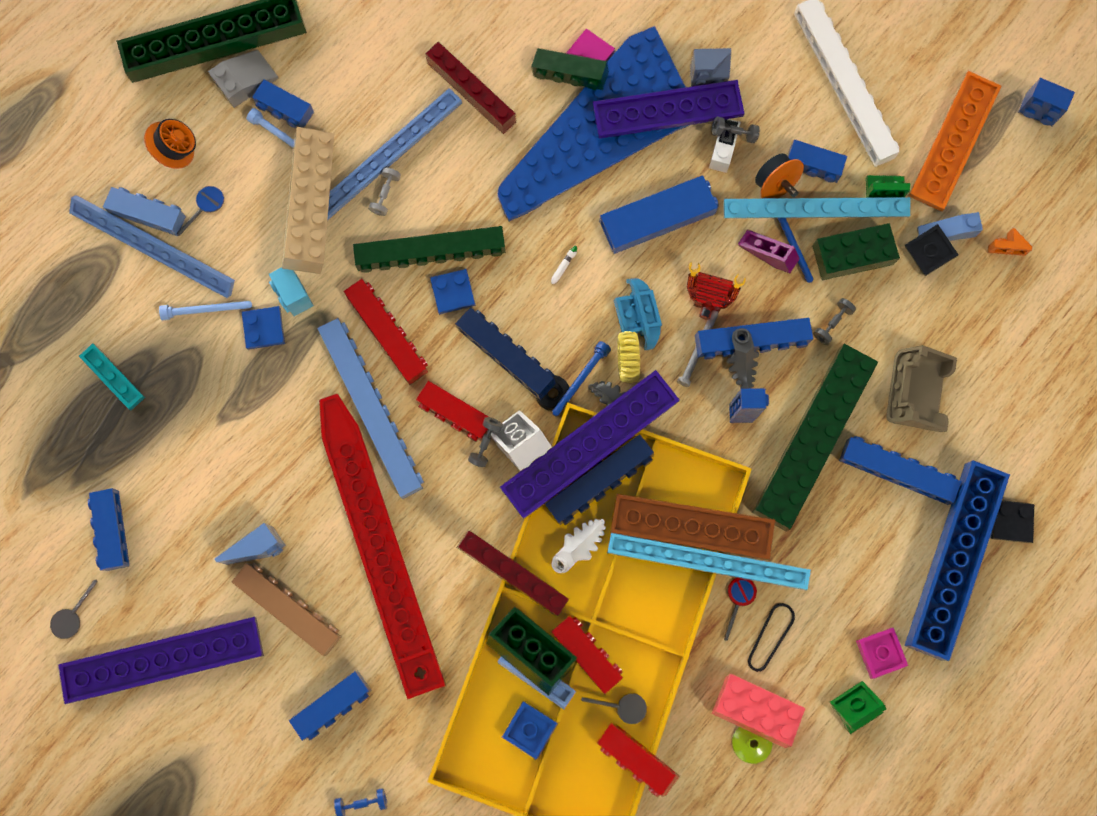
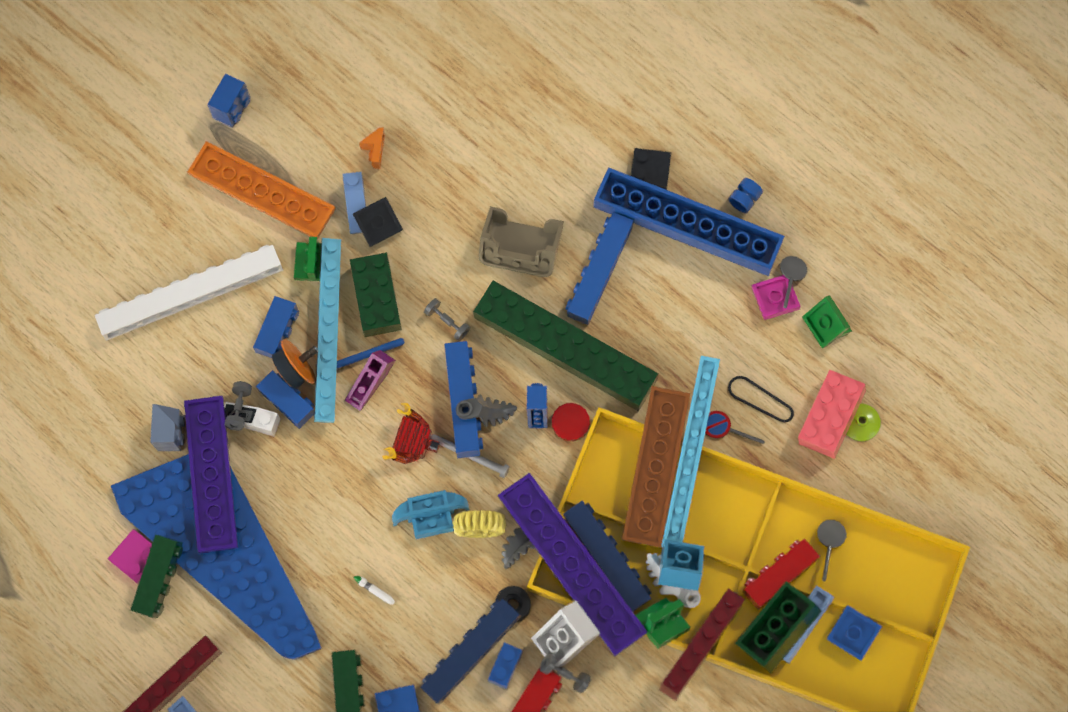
camera: 85 degrees left, 5 degrees down
(492, 386) = (505, 666): none -> blue brick
(535, 535) = (663, 621): none -> green bracket
(591, 551) = (681, 565): none -> dark azure brick
(601, 351) = (469, 553): blue piece -> none
(638, 759) = (880, 527): red brick -> none
(658, 214) = (324, 489): blue brick -> none
(737, 444) = (570, 422): none -> red tile
(744, 174) = (286, 399): none -> blue brick
(913, 672) = (794, 270): none -> dark grey piece
(989, 619) = (745, 195): none -> blue wheel

